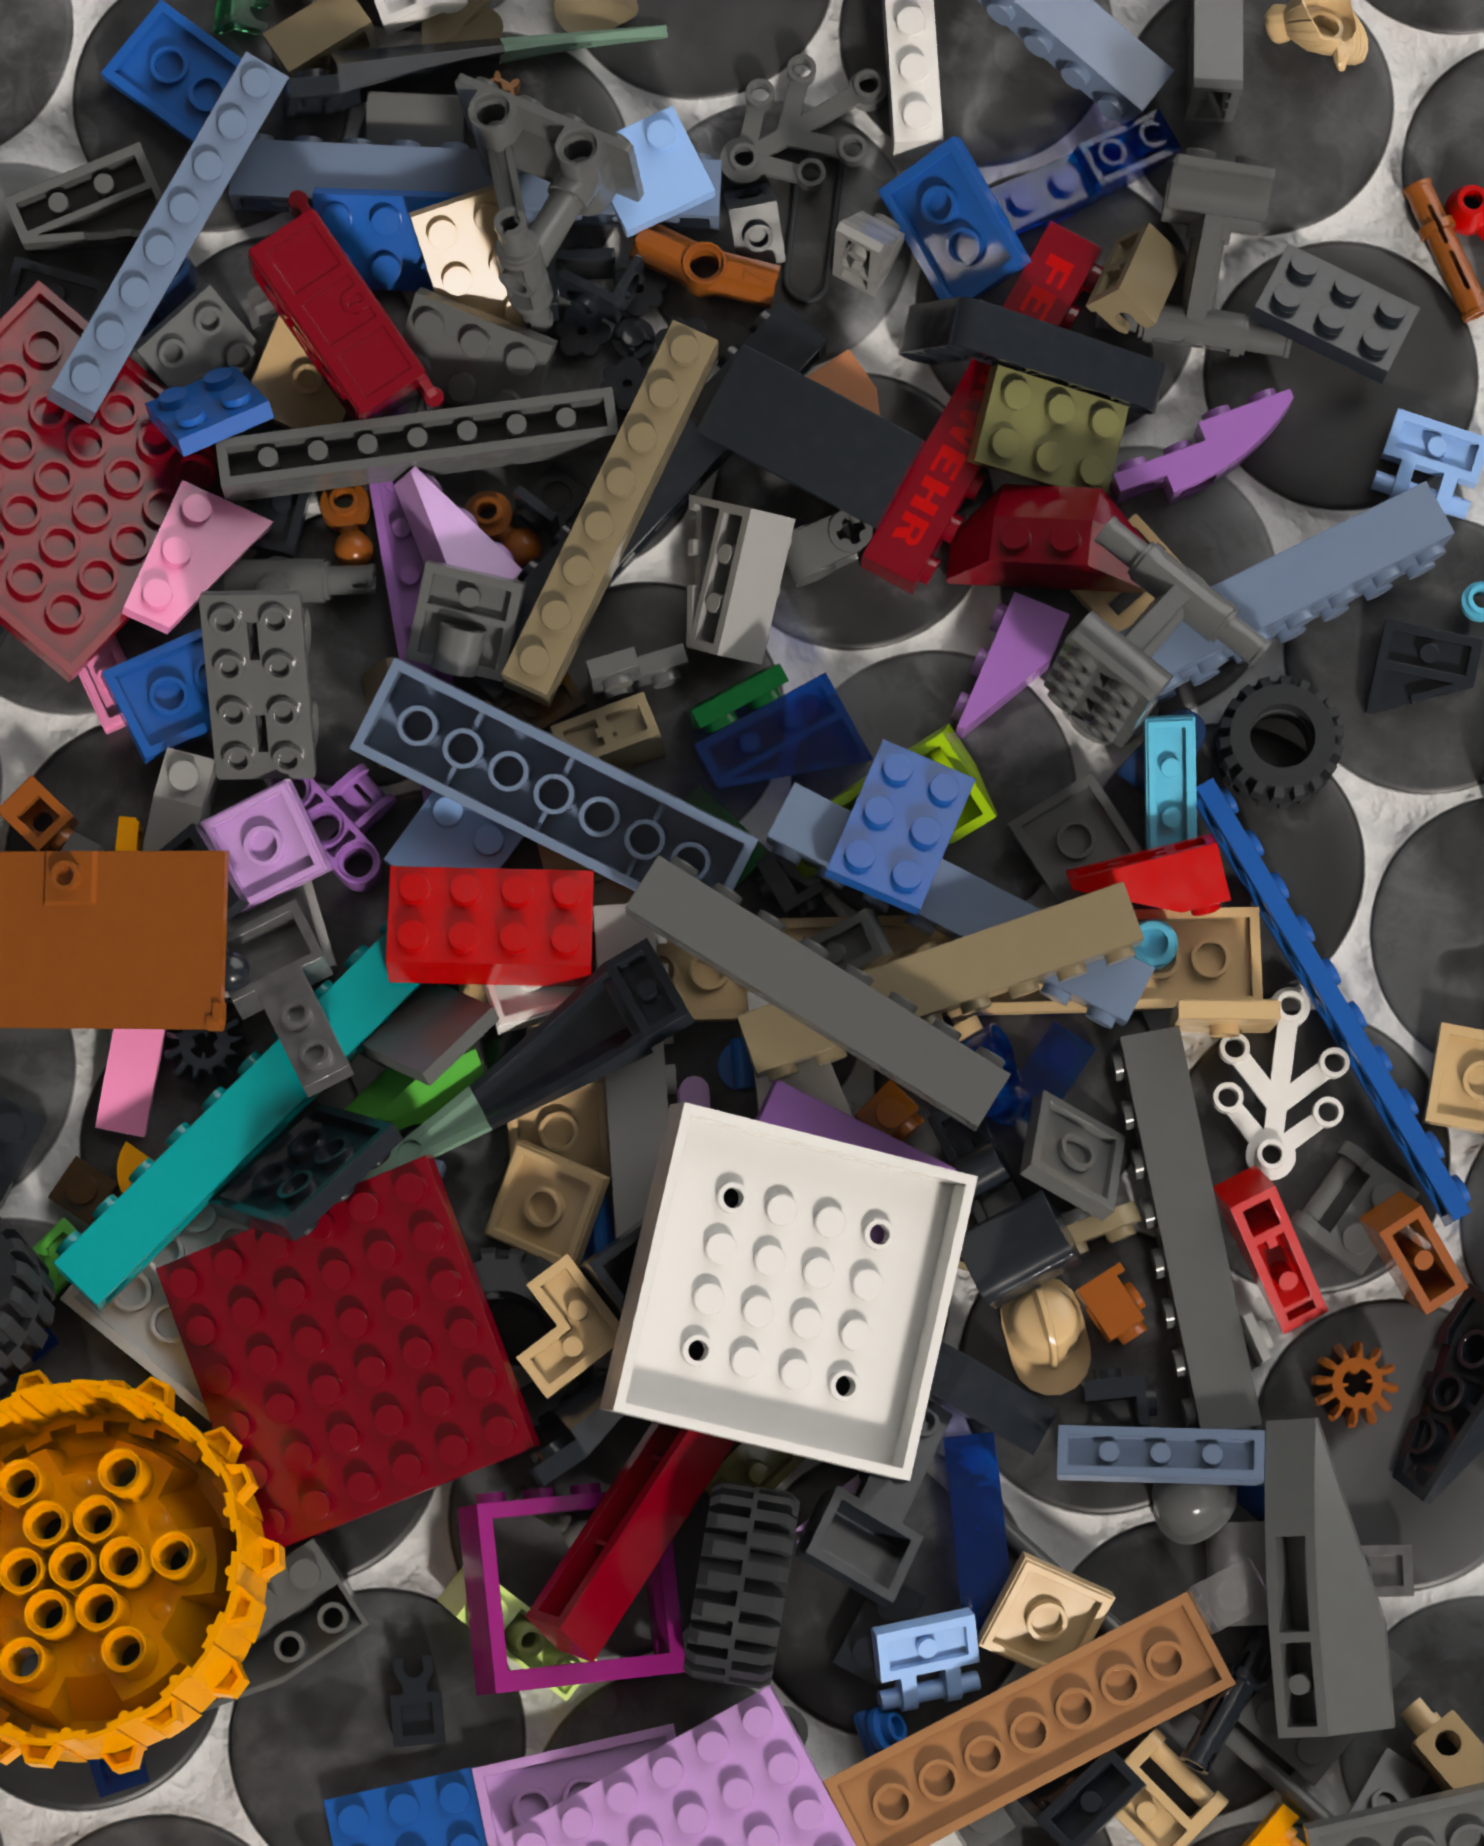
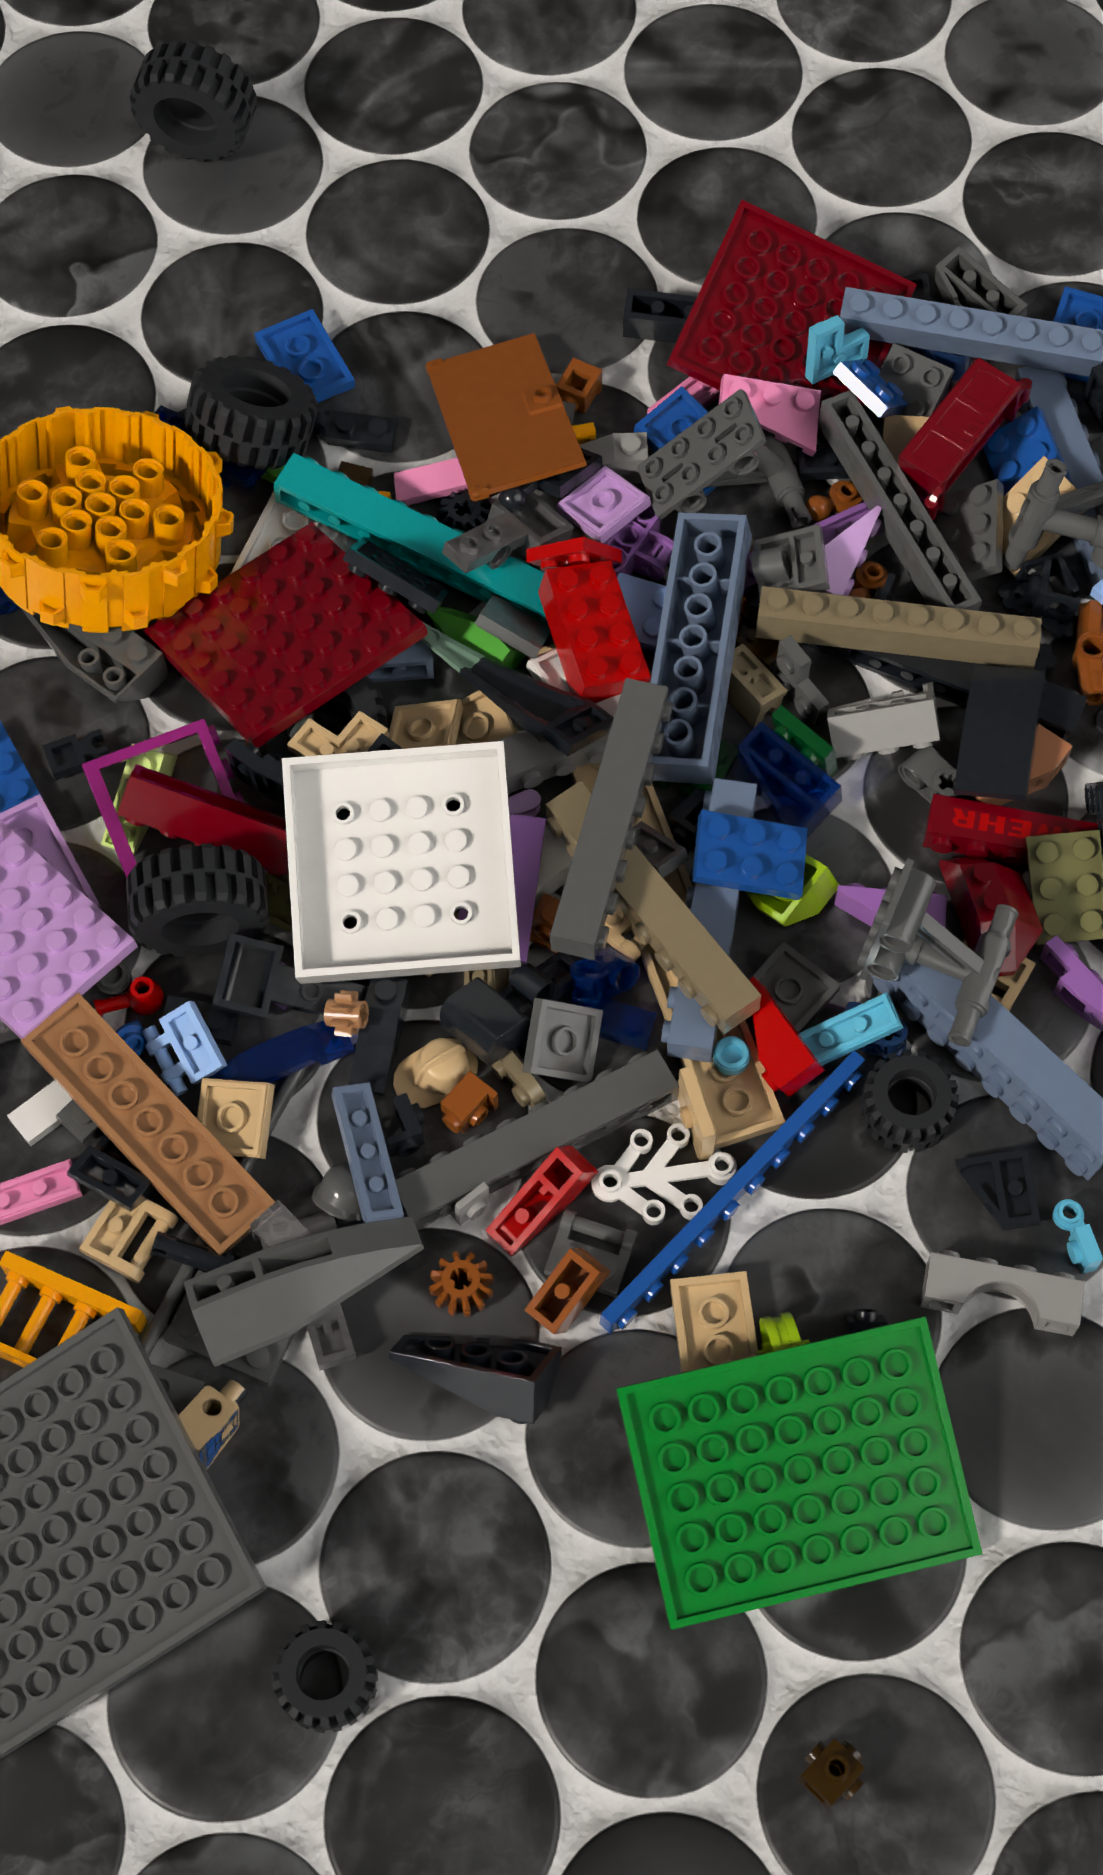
camera: 75 degrees right, 15 degrees down
(131, 438) = (831, 346): none -> medium azure plate
(356, 912) = (572, 552): none -> red plate
(819, 1715) = (139, 1003): none -> red bar
(955, 1428) = (346, 1013): none -> medium nougat gear

